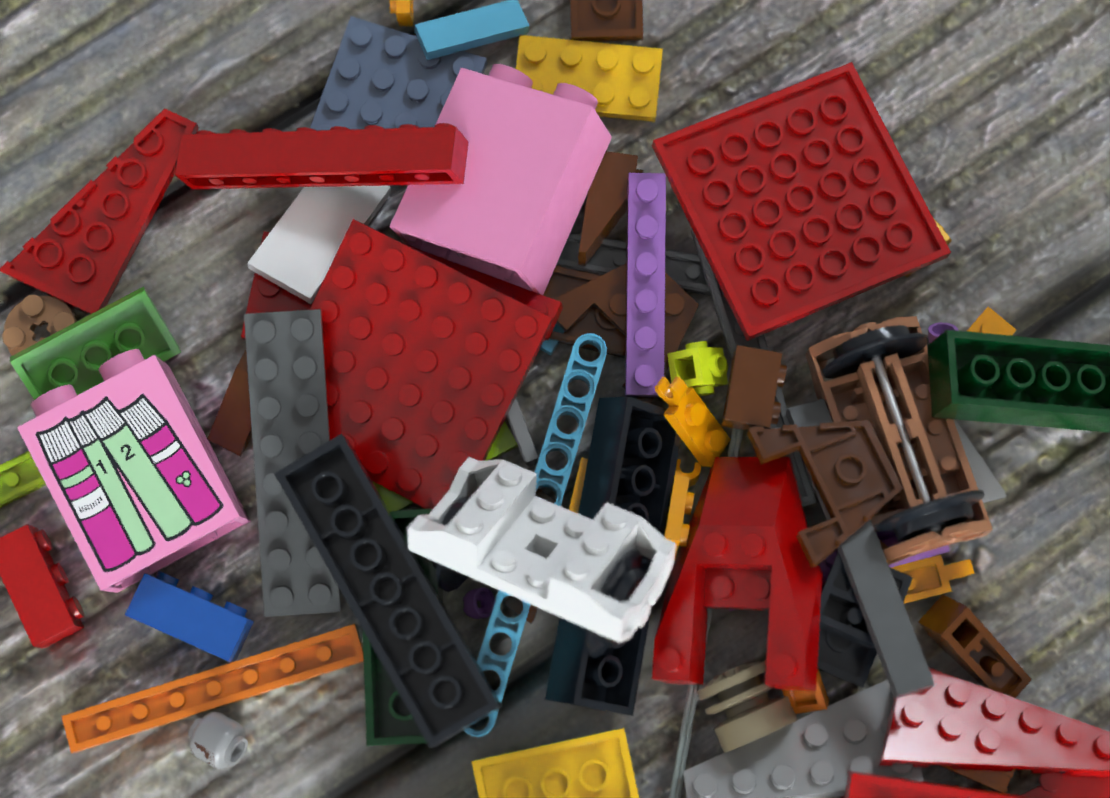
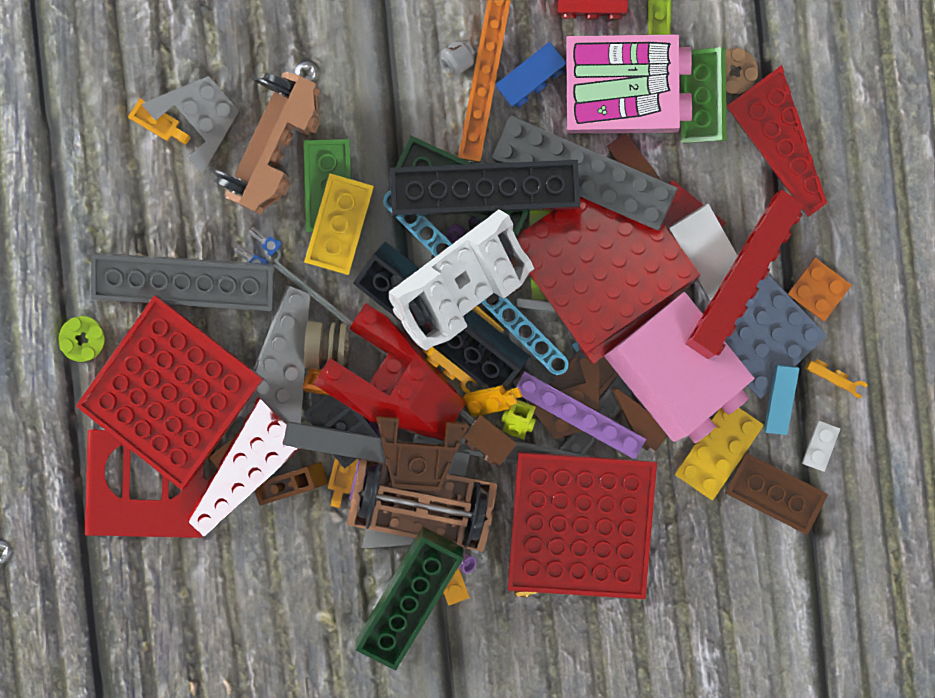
camera: 110 degrees right, 10 degrees up
(292, 60) = (819, 289): none -> orange plate

